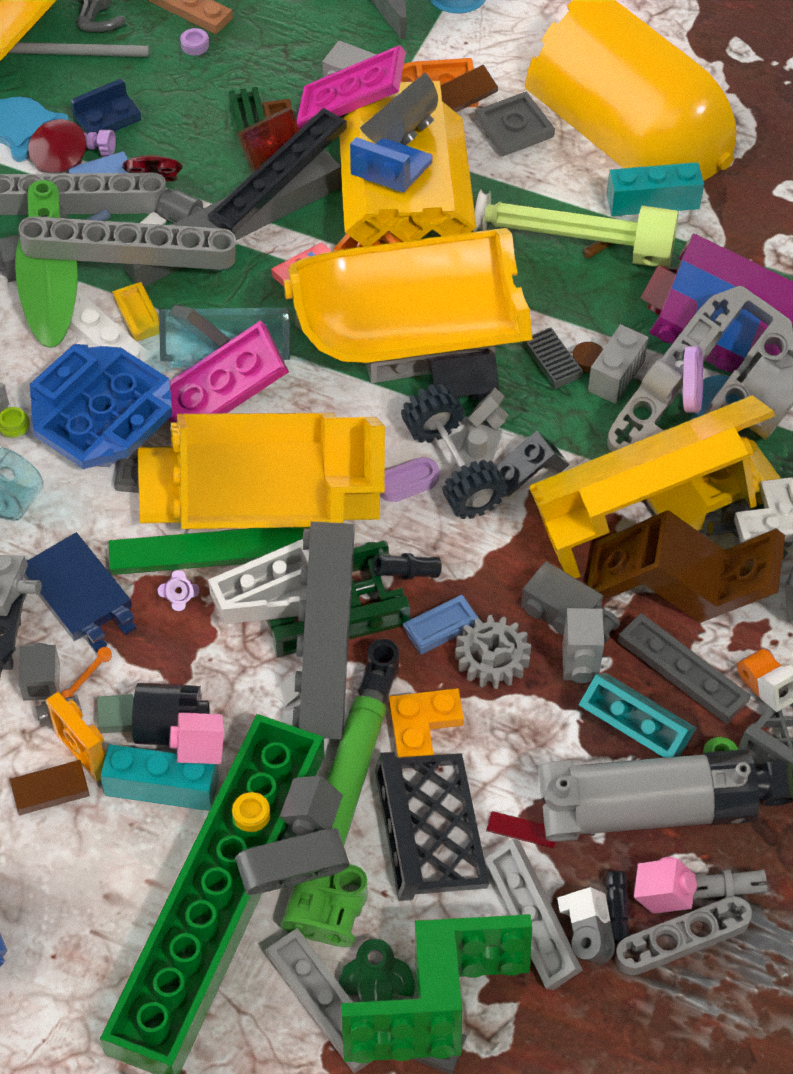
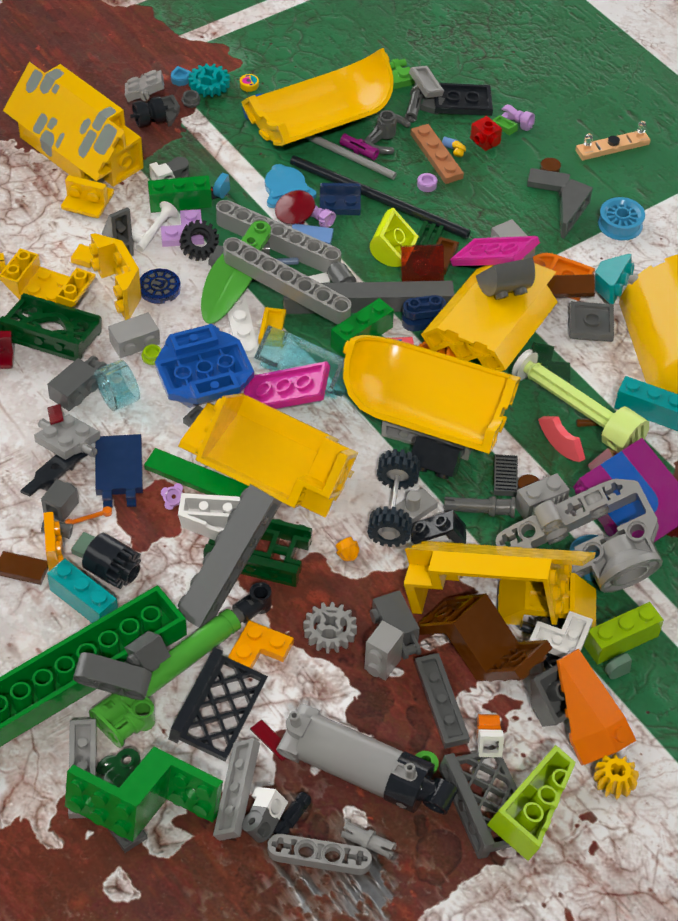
camera: 30 degrees right, 5 degrees down
(76, 32) = (370, 151): none -> magenta pin
(150, 85) = (382, 197): none -> black piece
(154, 164) = (341, 243): dark red dish -> none
(198, 738) = (113, 580): bright pink brick -> none
(199, 326) = (291, 346): dark grey tile -> none
(211, 131) = (389, 238): none -> neon yellow brick
(251, 812) = (111, 636): yellow tile -> none
(254, 260) = (371, 320): none -> green brick
(277, 171) = (412, 280): black tile -> none
(315, 205) = (421, 311): none -> dark blue brick
(388, 163) = (474, 305): blue bracket -> none
(407, 566) = (314, 550): black pin -> none
(410, 479) = (358, 502): lavender tile -> none
(439, 624) = (310, 595): medium blue tile -> none
(441, 544) = (347, 549): none -> light orange plate
(487, 184) = (544, 351): none -> clear green tile
(489, 410) = (437, 485): light grey tile -> none
(504, 58) = (612, 276): none -> teal slope
(521, 197) = (561, 369): none -> clear green tile
(566, 403) = (490, 506): none -> dark grey pin
(587, 282) = (560, 439): none -> coral tile
(637, 716) = (386, 710): teal brick -> none
(665, 885) = (326, 816): bright pink brick -> none
(693, 379) = (567, 525): lavender tile -> none

